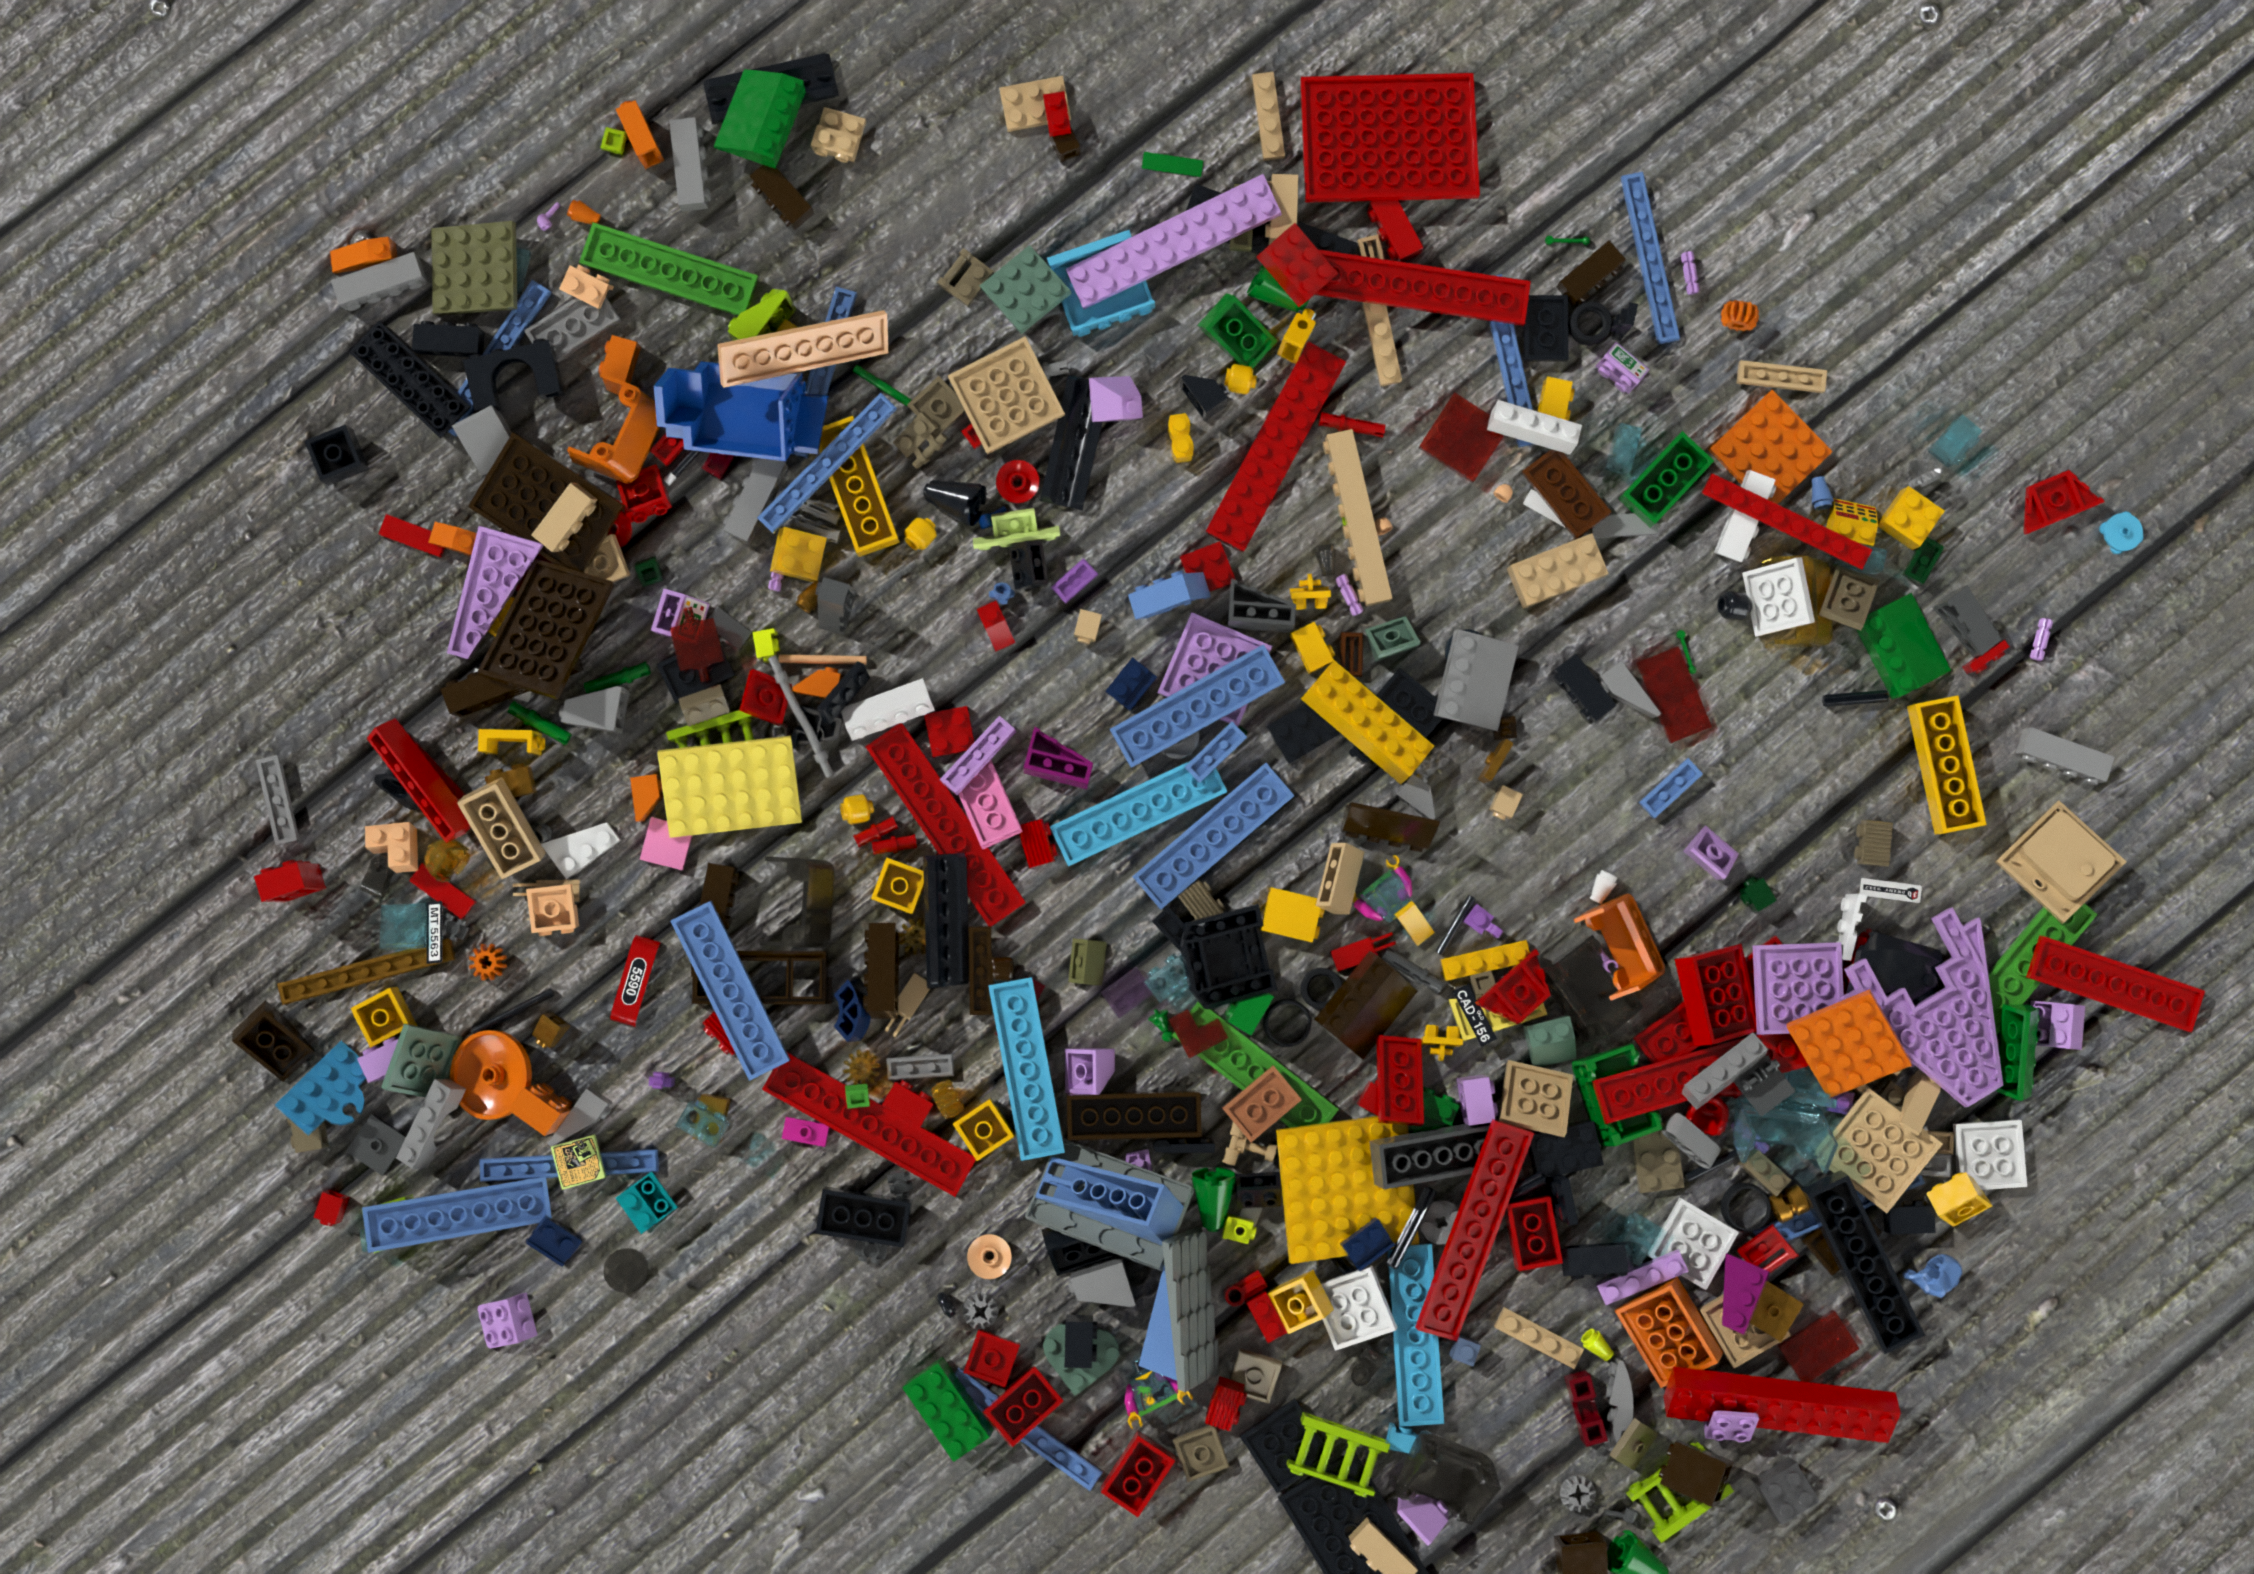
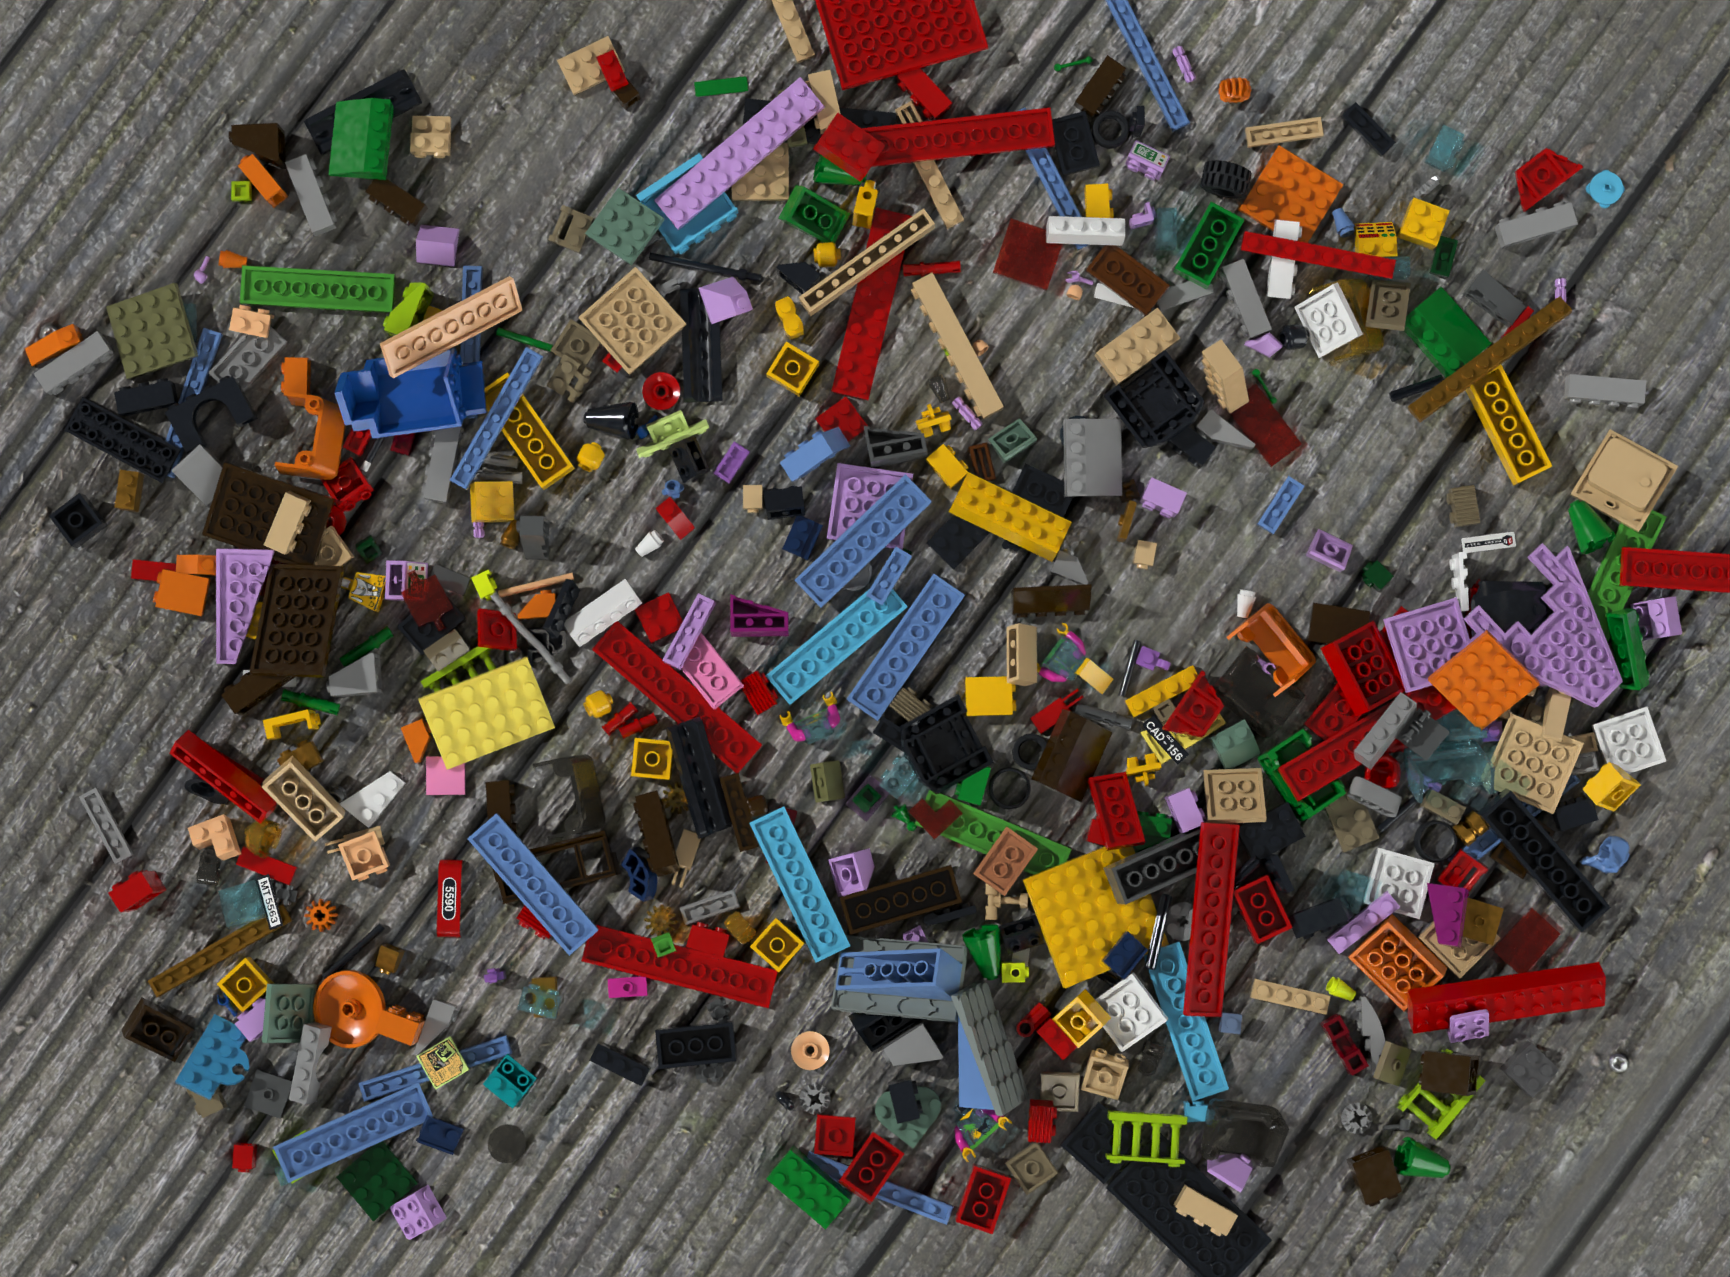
camera: 10 degrees left, 0 degrees up
(355, 1029) = (225, 1002): none -> blue hand
(402, 437) = (129, 490): none -> pearl gold brick
(429, 564) = (181, 592): none -> orange panel
(471, 1272) = (377, 1180): none -> dark green plate
(633, 615) = (366, 589): none -> torso
(652, 89) = (262, 140): none -> dark brown slope
(774, 1215) = (620, 1063): none -> black brick
(813, 256) = (437, 245): none -> lavender slope
(960, 646) = (649, 543): none -> white cone
(1090, 897) = (815, 726): none -> torso
(1121, 640) = (784, 502): none -> black brick
(1125, 992) = (866, 798): none -> dark green slope
(1140, 376) = (741, 274): none -> black bar
(1169, 495) = (792, 369): none -> yellow brick
(1196, 279) = (766, 180): none -> tan plate
(1283, 398) = (867, 262): none -> tan brick
(1310, 1369) = (1105, 1073): none -> tan plate
(1509, 476) = (1076, 277): none -> lavender hand
(1542, 746) = (1162, 498): none -> lavender brick
(1563, 637) = (1156, 402): none -> black wedge
(1597, 432) = (1140, 220): none -> lavender bracket
(1648, 629) = (1224, 376): none -> tan brick
(1691, 550) = (1245, 299): none -> light grey brick
(1696, 934) = (1333, 622): none -> dark brown tile
(1699, 605) = (1265, 344): none -> lavender piece
(1704, 411) = (1225, 179): none -> black tyre
(1876, 398) = (1368, 129): none -> black plate
(1947, 687) = (1489, 359): none -> pearl gold plate
(2008, 904) = (1589, 527): none -> green cone
(2036, 552) = (1535, 225): none -> light grey brick

